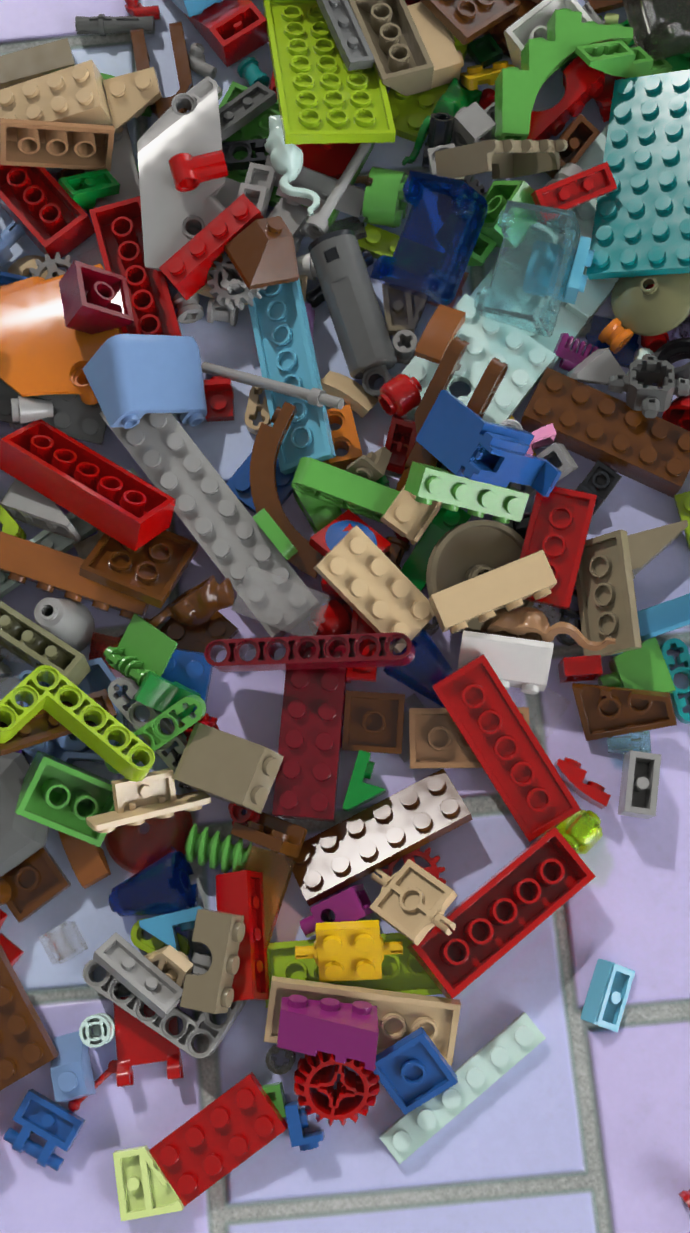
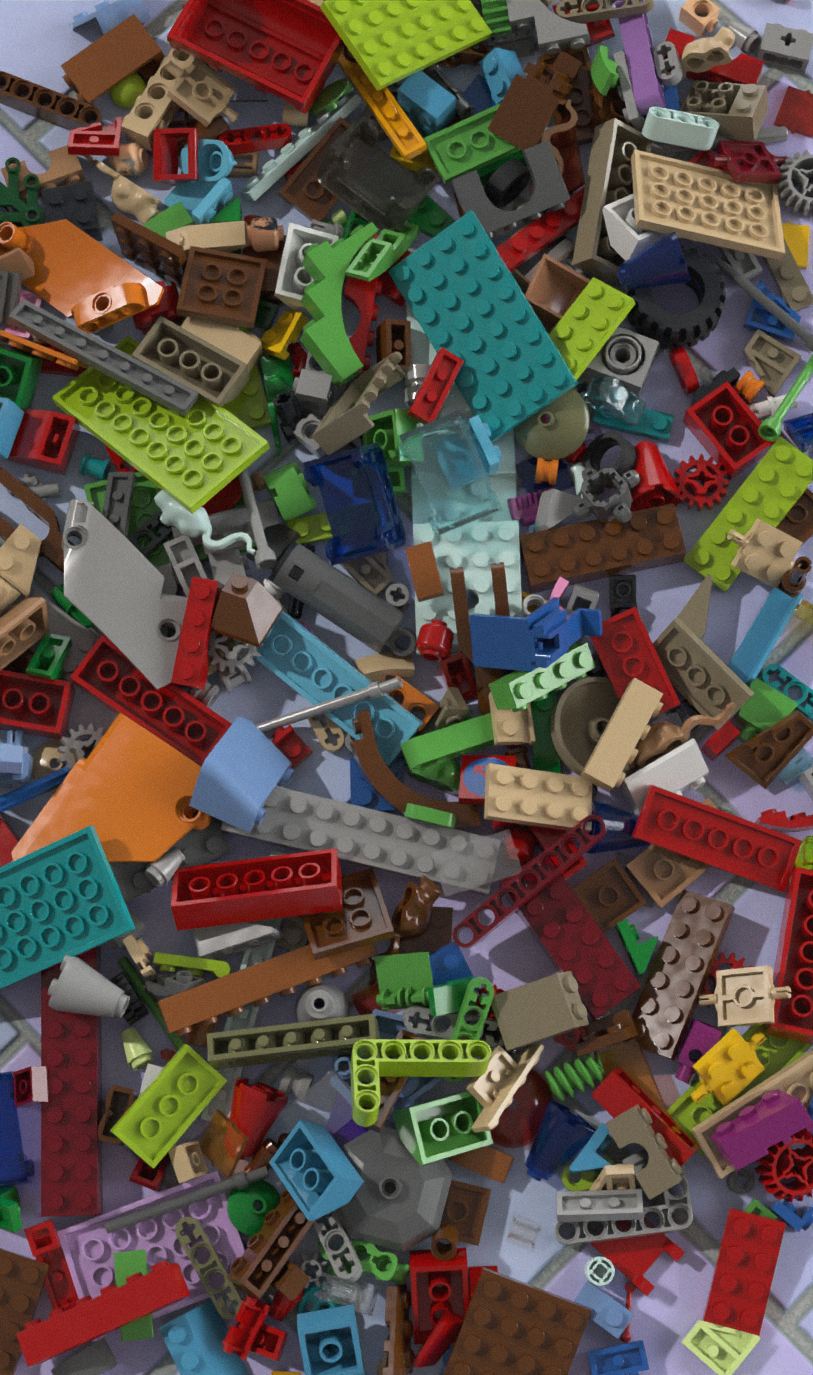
camera: 45 degrees left, 0 degrees up
(94, 299) = (152, 745): dark red slope -> none
(191, 171) = (135, 588): red piece -> none

